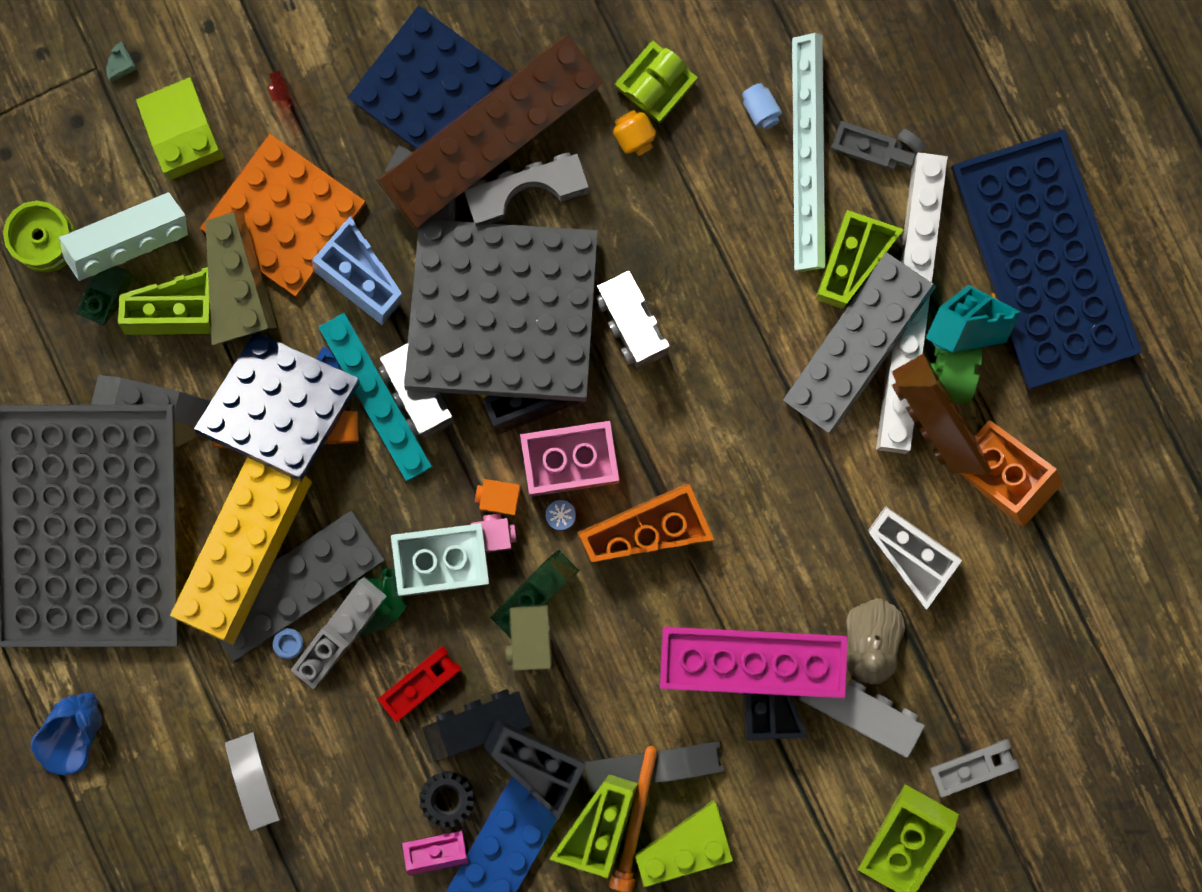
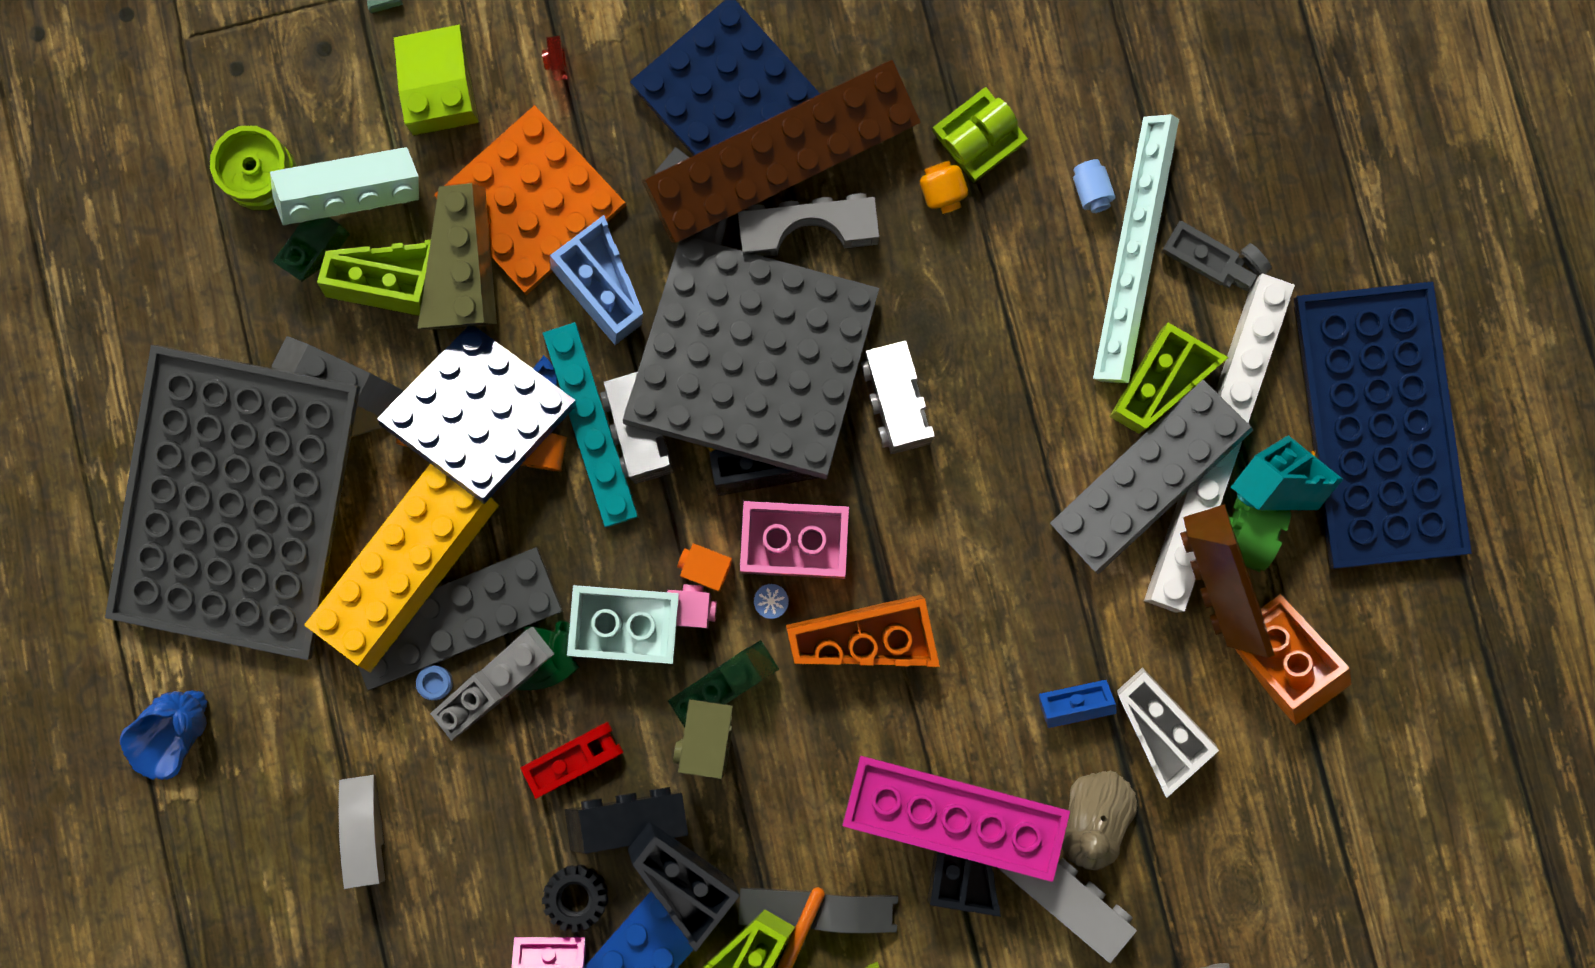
camera: 15 degrees right, 0 degrees up
(837, 547) = (1077, 703): none -> blue plate

